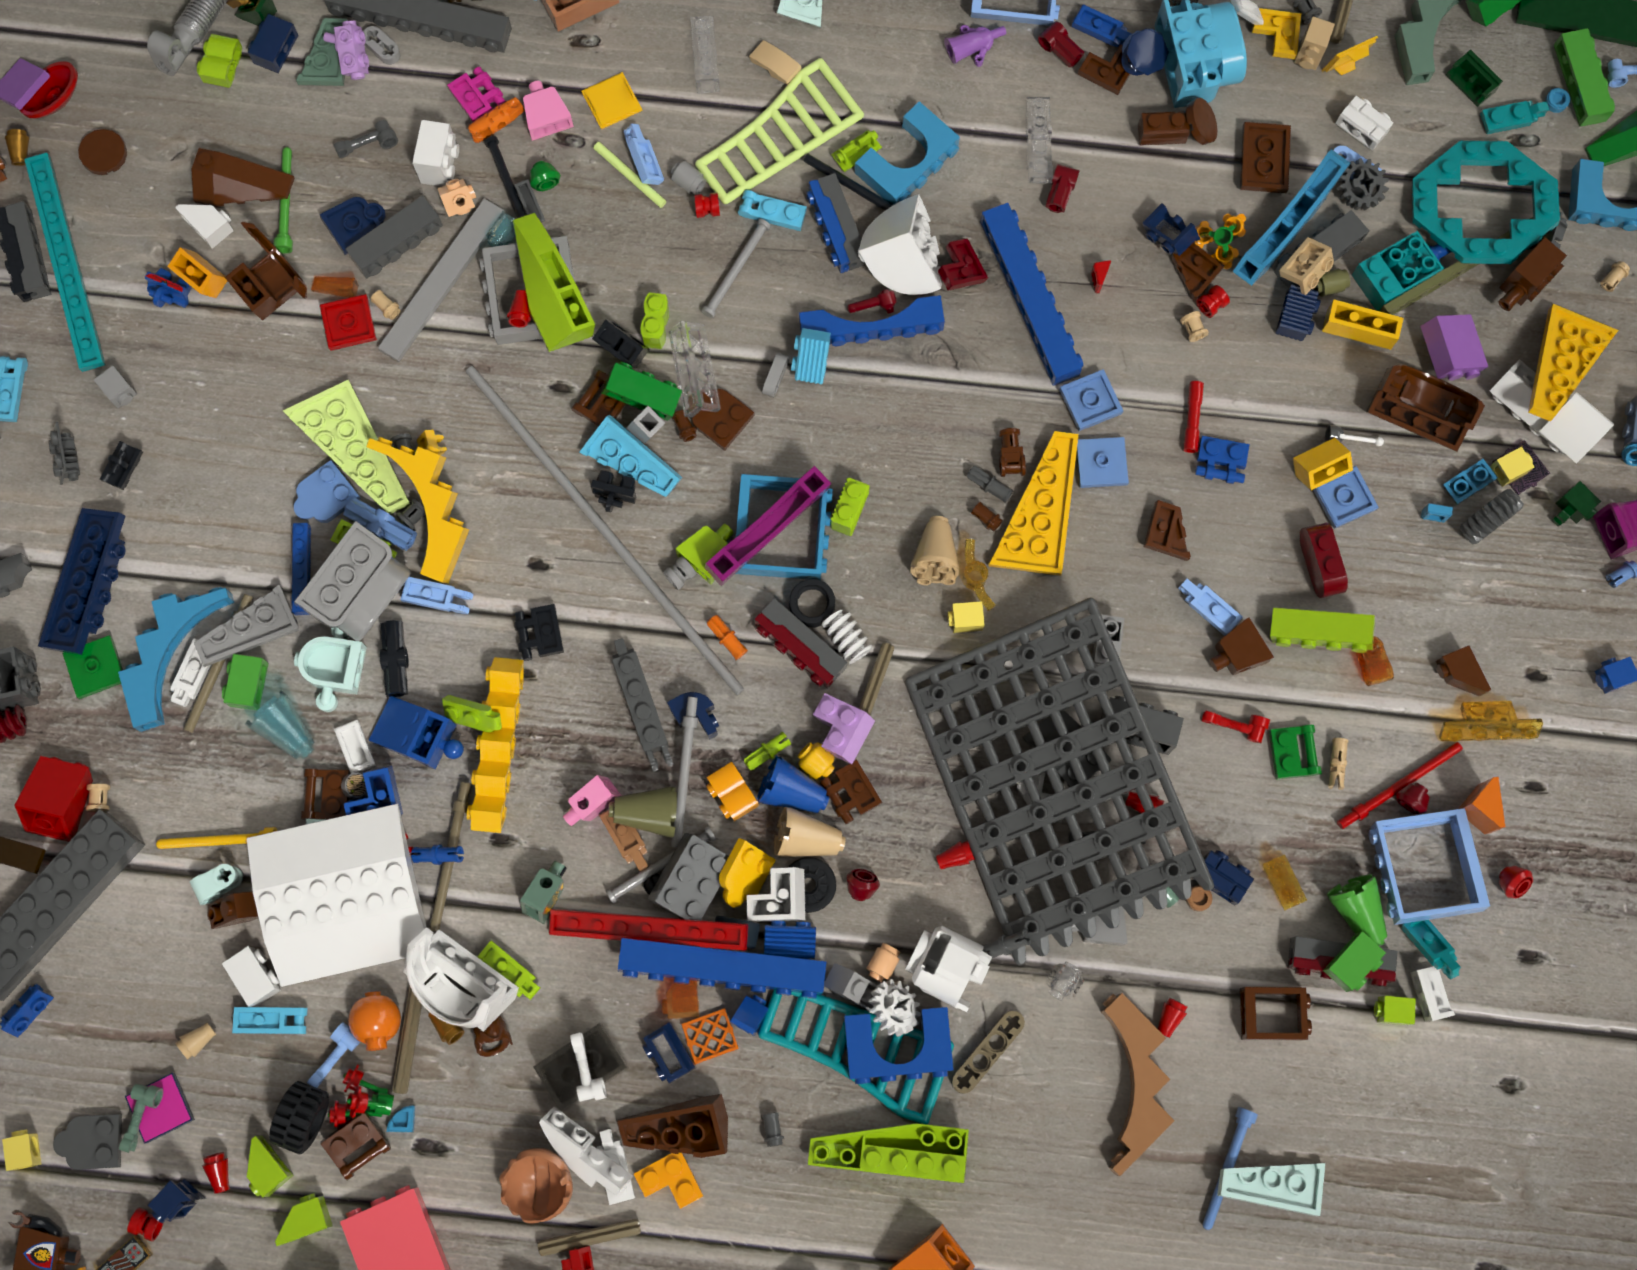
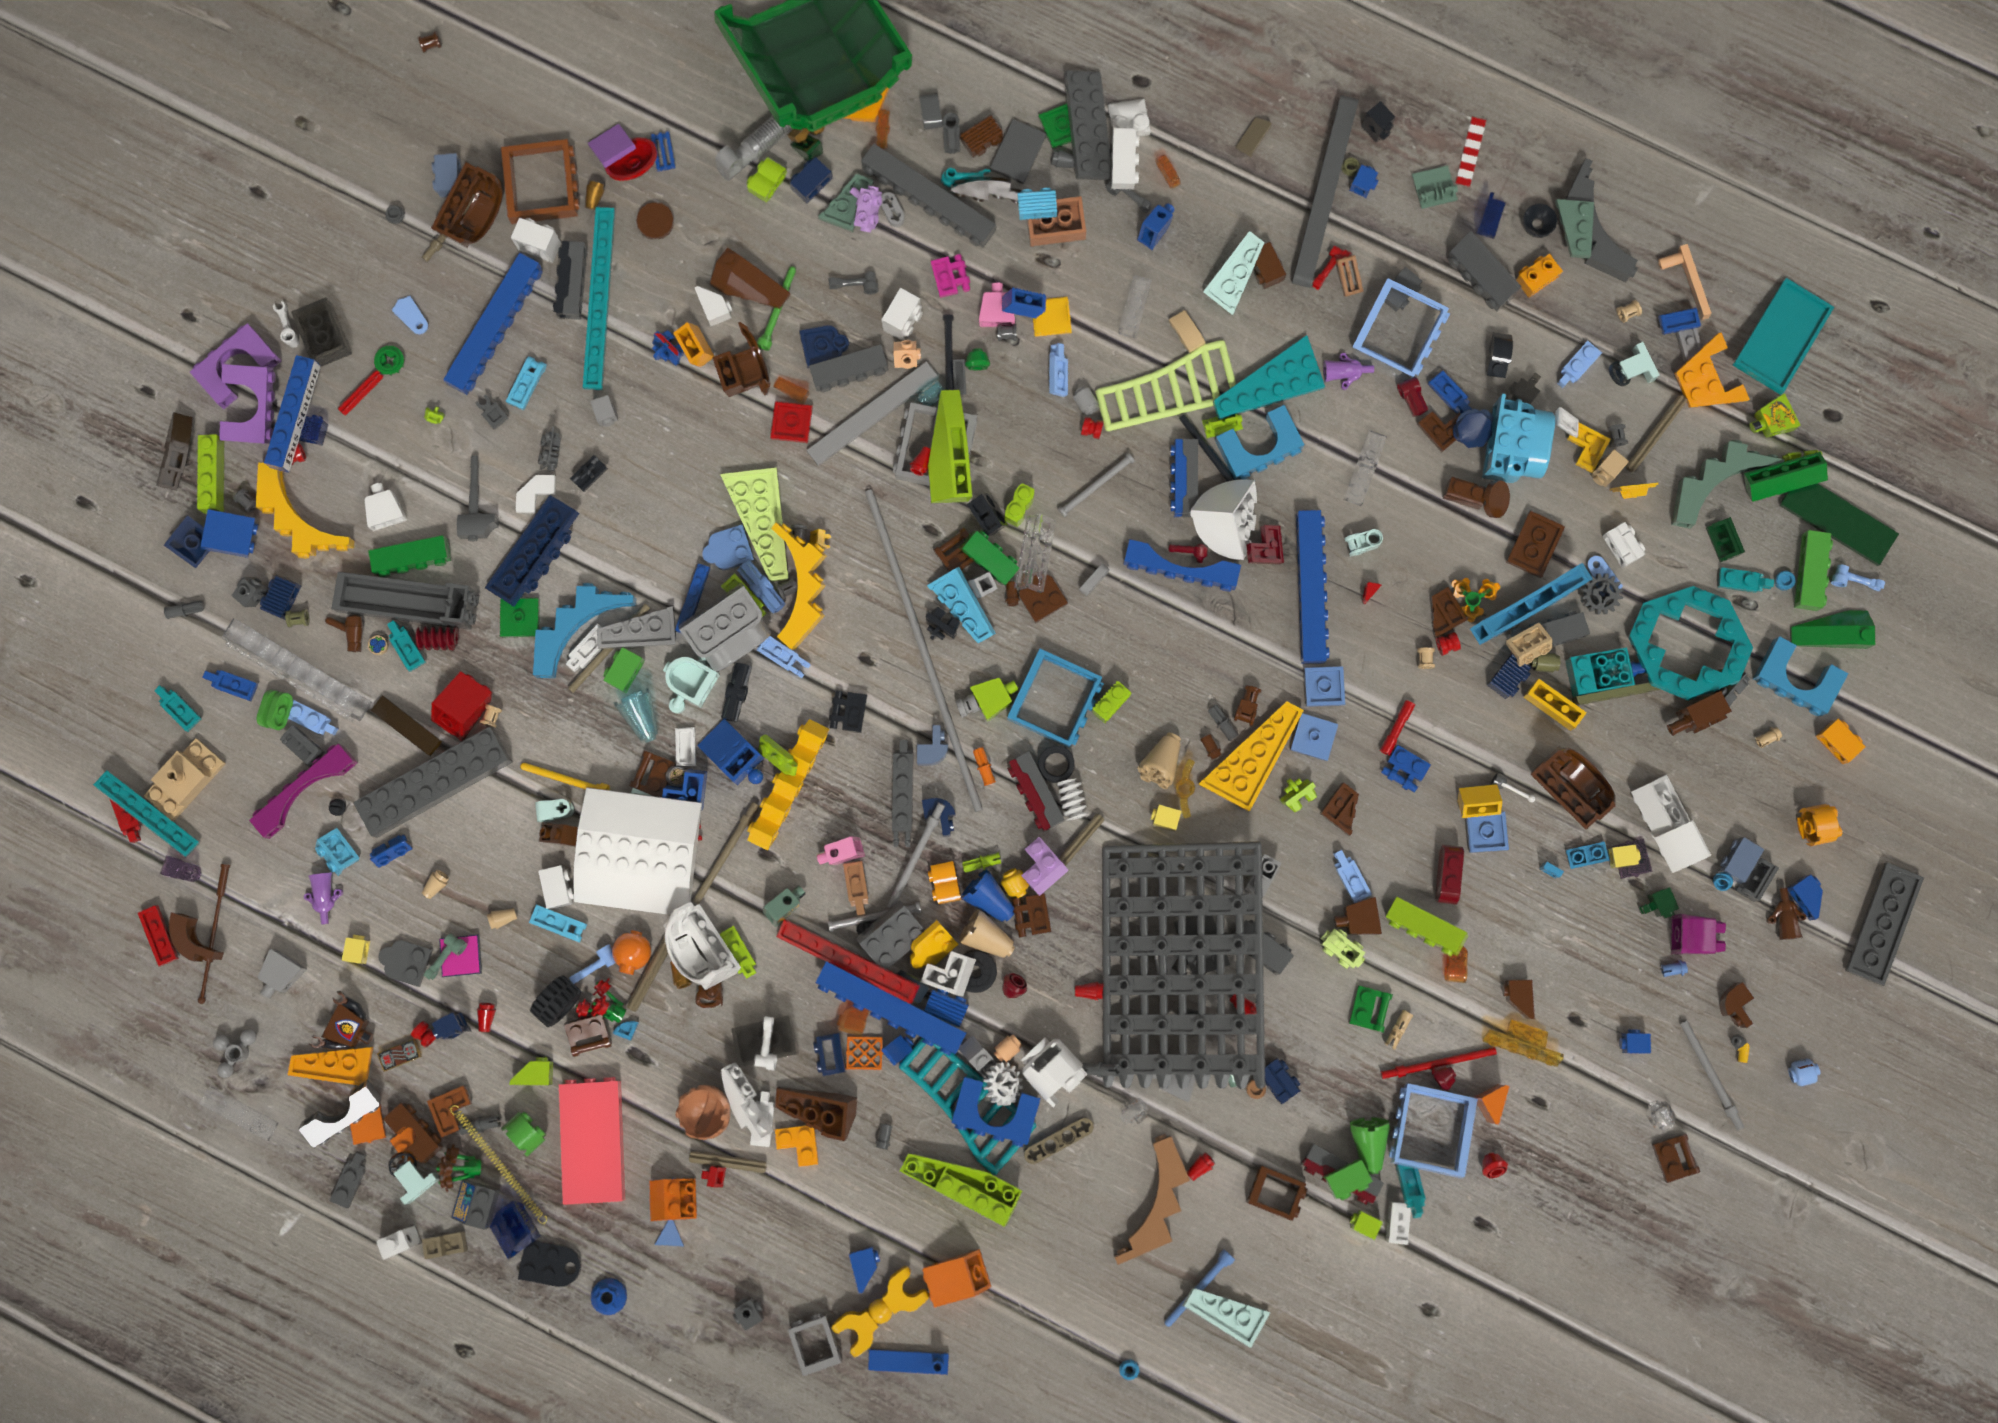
camera: 25 degrees right, 5 degrees up
(54, 520) = (536, 486): none -> white tile
(76, 57) = (660, 137): none -> blue tile
(96, 1030) = (435, 883): none -> tan cone
(265, 1168) = (520, 1027): lime slope -> none
(389, 309) = (823, 418): tan pin -> none
(437, 854) = (717, 849): blue pin -> none
(495, 119) = (957, 301): orange hinge -> none
(567, 133) = (1007, 332): none -> dark grey bush
(574, 89) = (1024, 303): none -> blue brick
(629, 174) = (1040, 376): yellowish green bar -> none
(647, 811) = (878, 874): olive cone -> none
(659, 644) = (933, 753): none -> sand blue brick
(768, 526) = (1043, 697): magenta arch -> none
(772, 210) = (1140, 449): medium azure plate -> none
(812, 355) = (1126, 577): medium azure brick -> none
(903, 77) = (1282, 378): none -> teal wing
(1063, 183) = (1370, 508): dark red piece -> none
(1067, 224) = (1360, 543): none -> light aqua piece
(1106, 530) = (1297, 790): none -> lime hips
(1169, 231) = (1436, 576): dark blue window -> none
(1227, 690) = (1337, 944): none -> yellowish green brick
(1255, 728) = (1346, 981): red brick -> none
(1284, 882) = (1323, 1101): clear yellow hinge -> none
(1454, 347) = (1618, 748): medium lavender brick -> none
(1491, 516) = (1590, 889): dark grey gear -> none
(1566, 355) = (1702, 785): yellow wing -> none

